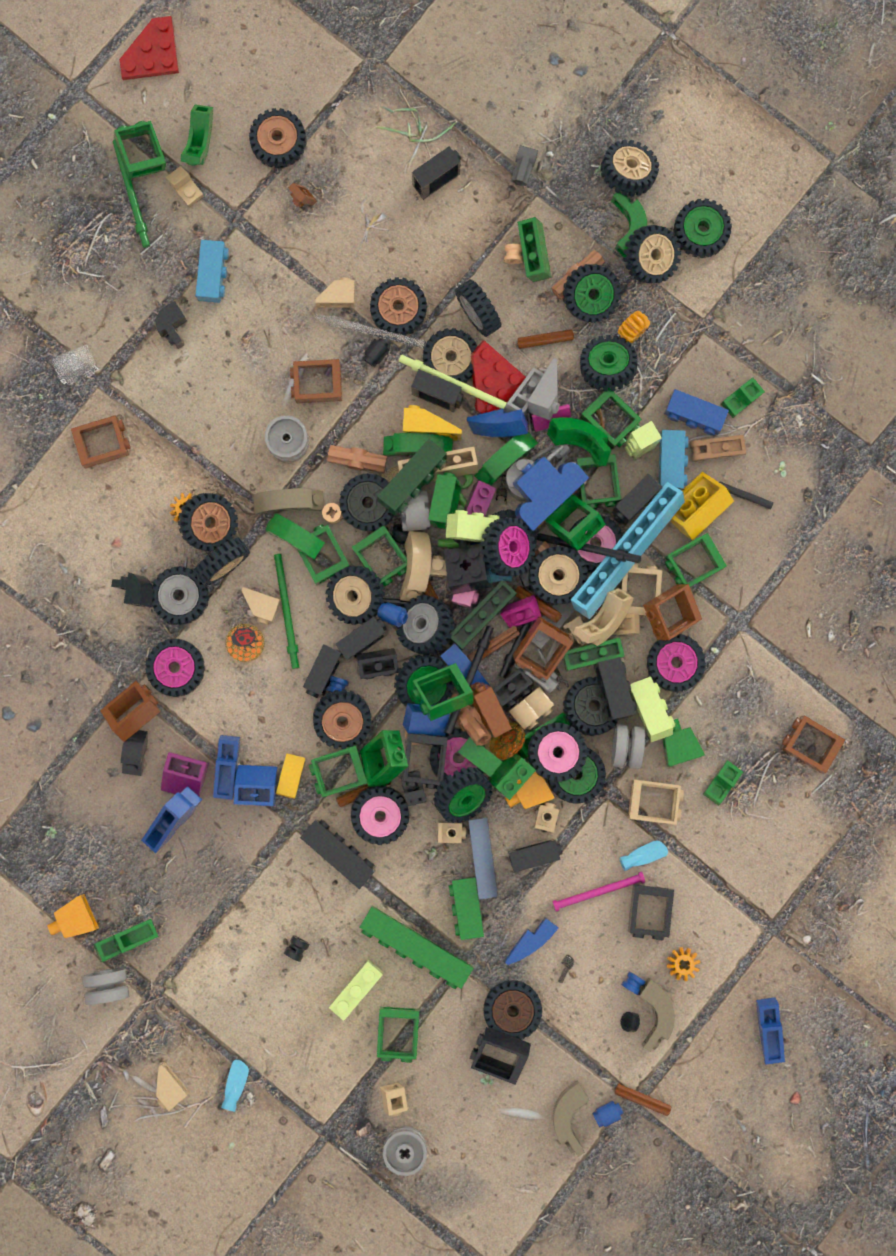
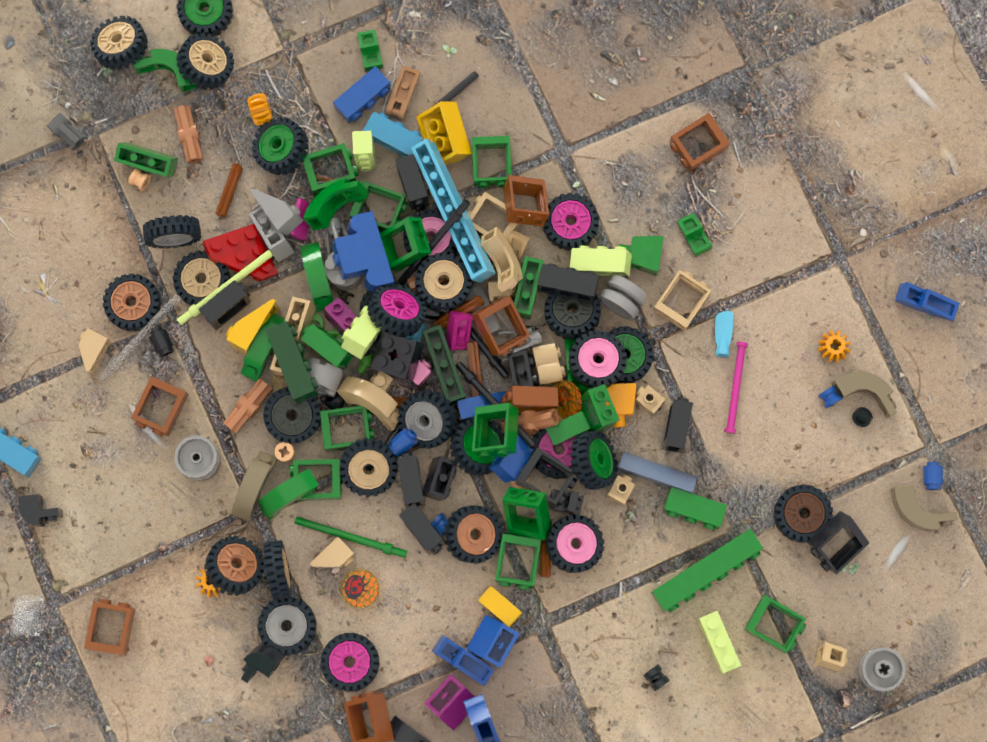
camera: 60 degrees left, 5 degrees down
(337, 853) = (591, 598): black brick -> none
(436, 172) = (31, 208): black window -> none
(499, 423) = (283, 266): blue slope -> none
(531, 941) = (751, 467): blue slope -> none
(568, 962) = (786, 445): clear smoke hand -> none
(606, 293) = (200, 137): wheel -> none
(642, 1099) = (934, 440): dark orange axle -> none
(655, 891) = (779, 373): black window -> none

